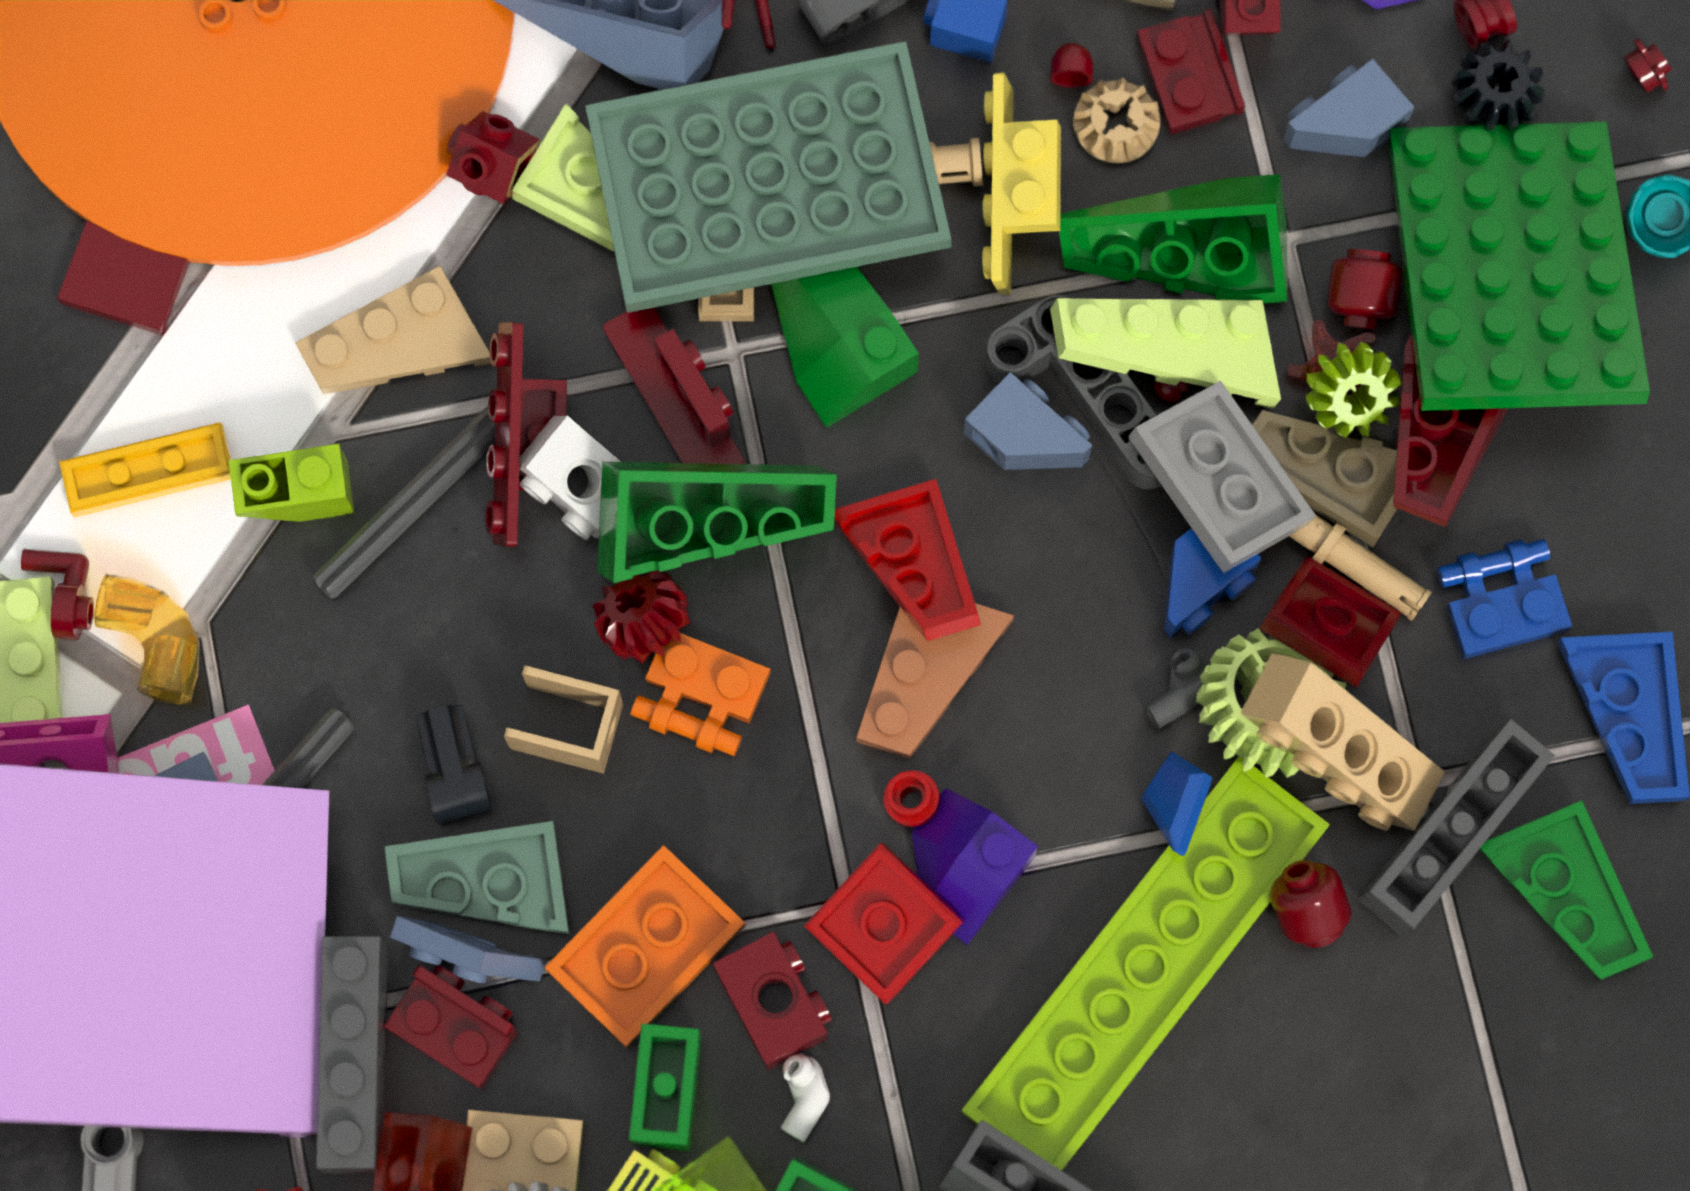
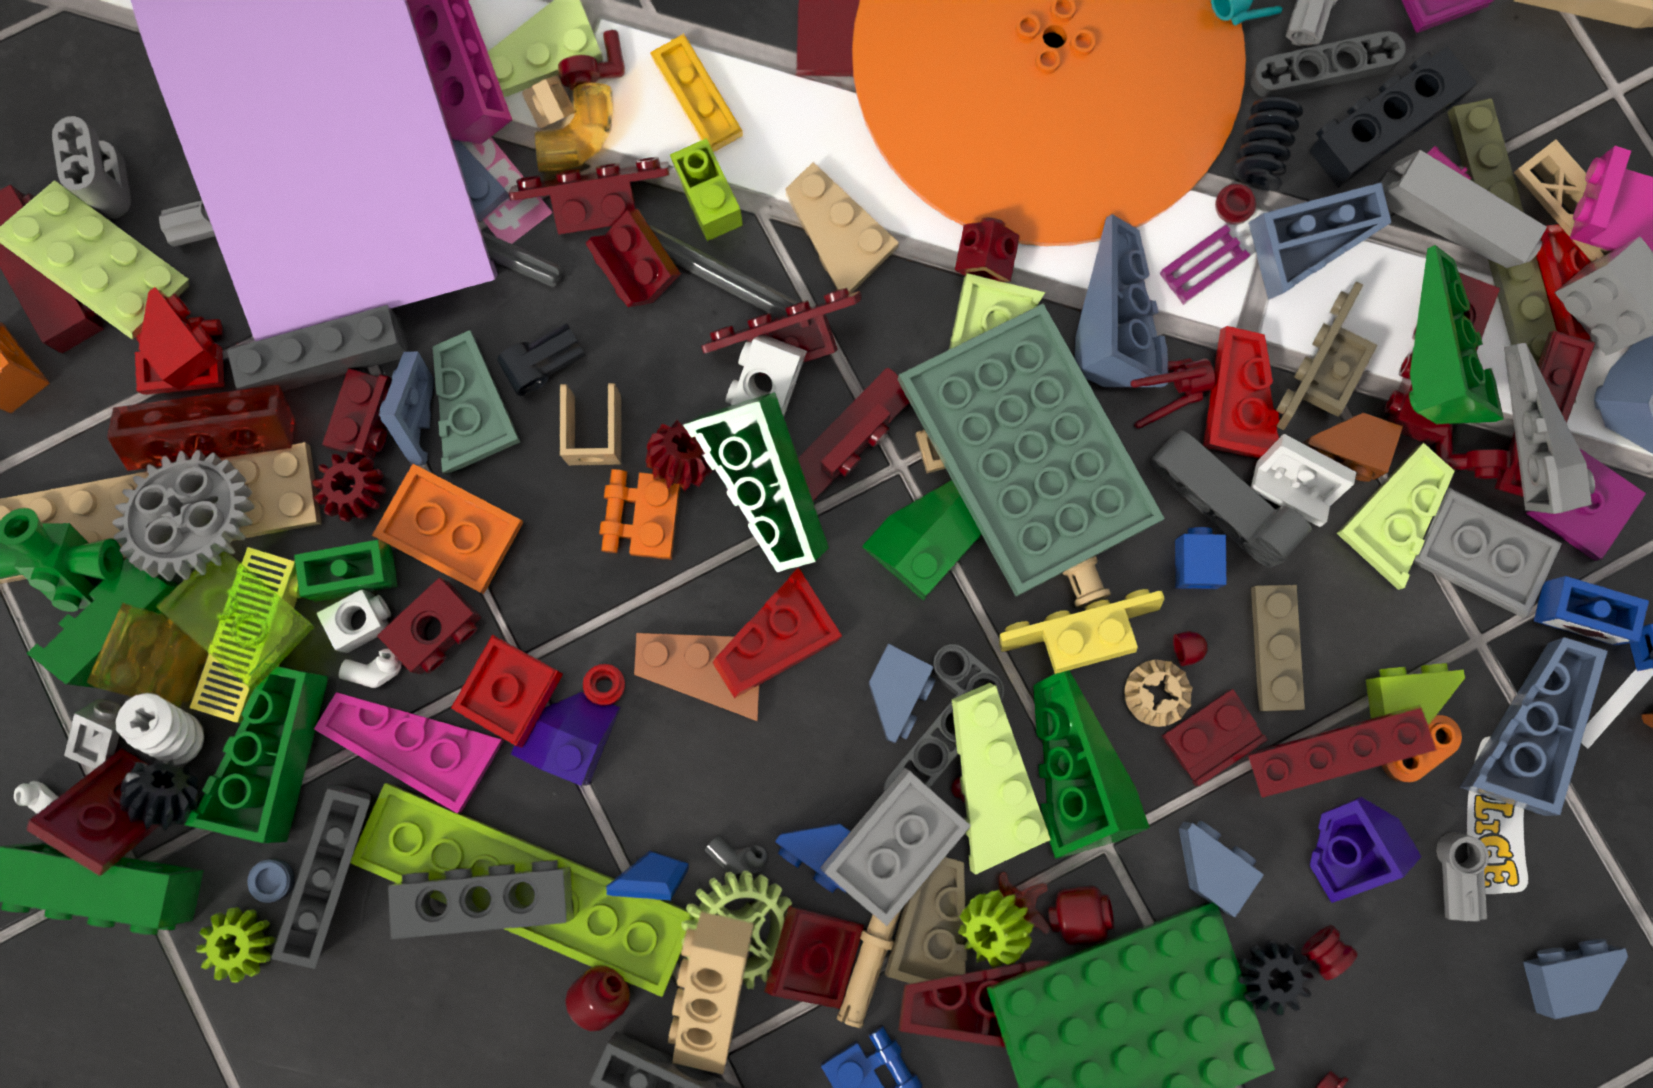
camera: 75 degrees right, 5 degrees up
(99, 662) = (548, 101): none -> tan bracket
(249, 639) = (592, 198): none -> dark red bracket
(356, 606) = (633, 260): none -> dark red bracket
(533, 1051) = (363, 491): none -> dark red gear
(738, 1122) = (337, 620): none -> white brick
(931, 1057) = (419, 751): none -> dark pink wing
(1178, 925) = (414, 917): none -> dark grey brick

